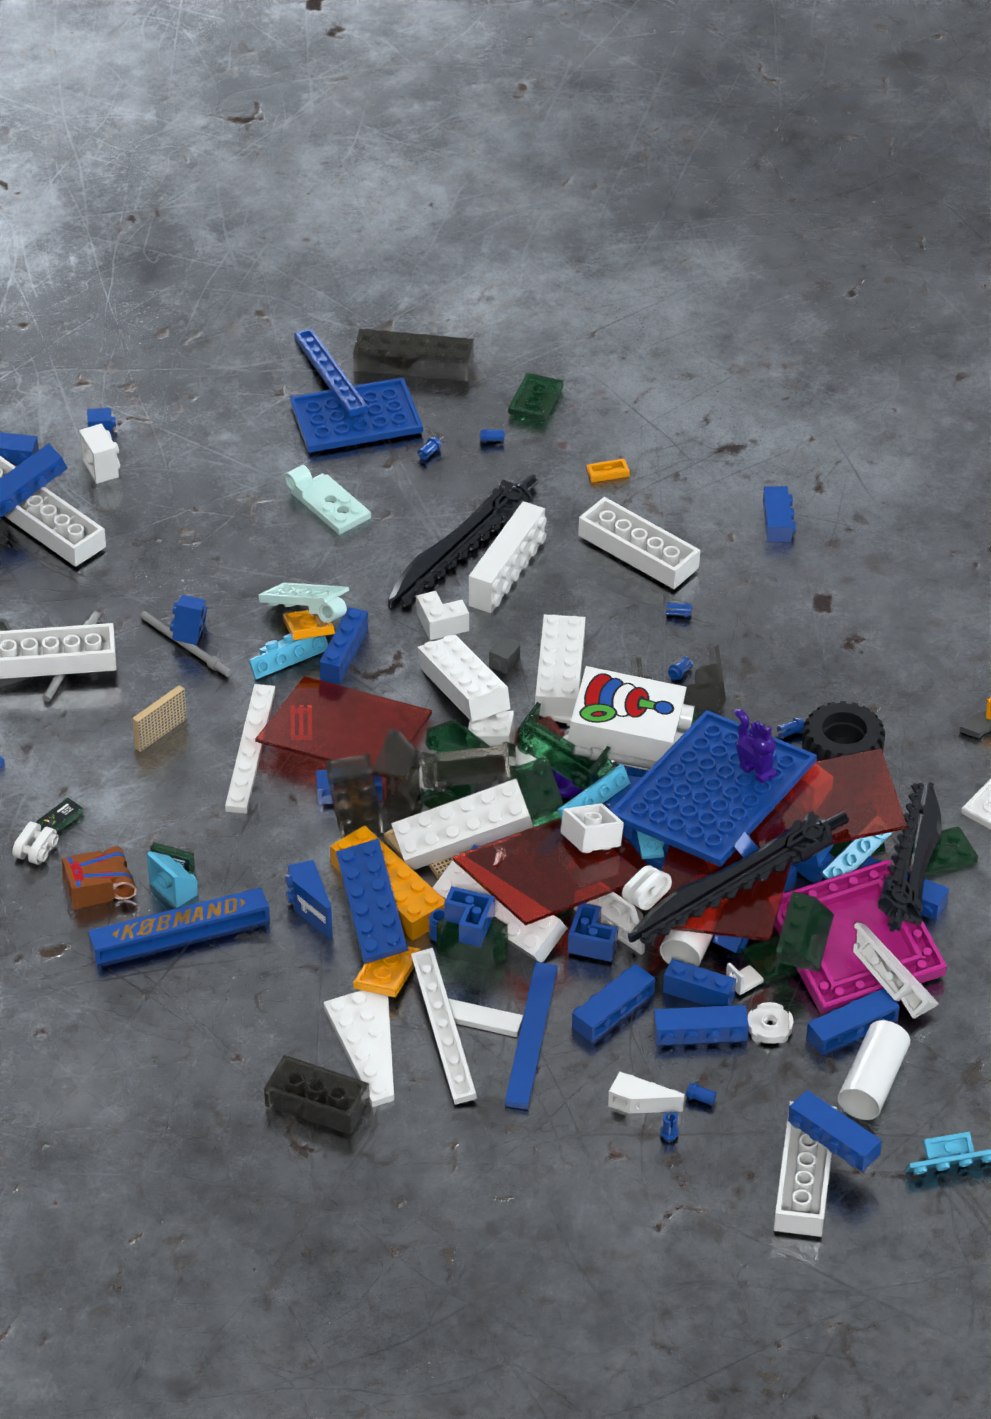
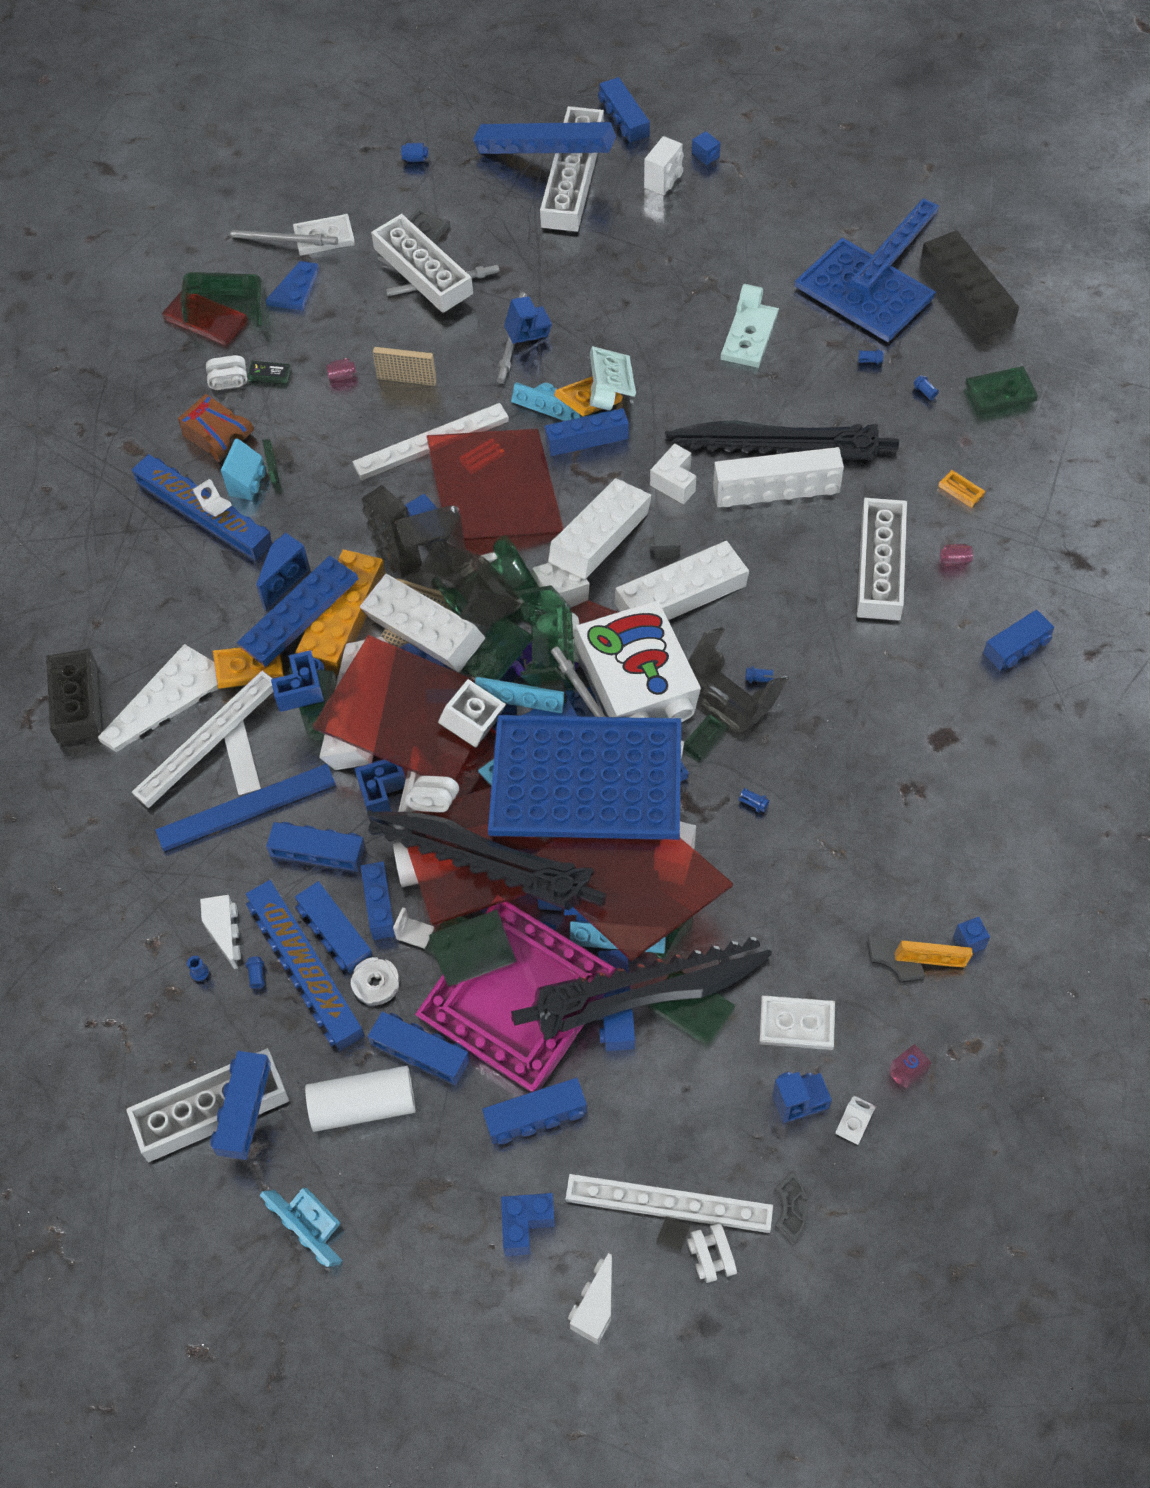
camera: 60 degrees right, 15 degrees up
(111, 766) = (341, 369): none -> clear pink brick
(199, 905) = (214, 504): none -> white bracket
(670, 504) = (956, 554): none -> clear pink brick
(680, 609) = (834, 637): blue pin -> none
(720, 1058) = (304, 965): none -> blue brick
(745, 845) = (525, 841): sticker -> none
(755, 748) = (626, 779): dark purple animal -> none
(842, 721) = (769, 823): black tyre -> none
(891, 973) = (487, 1048): white wedge -> none
(959, 978) = (534, 1111): none -> blue brick

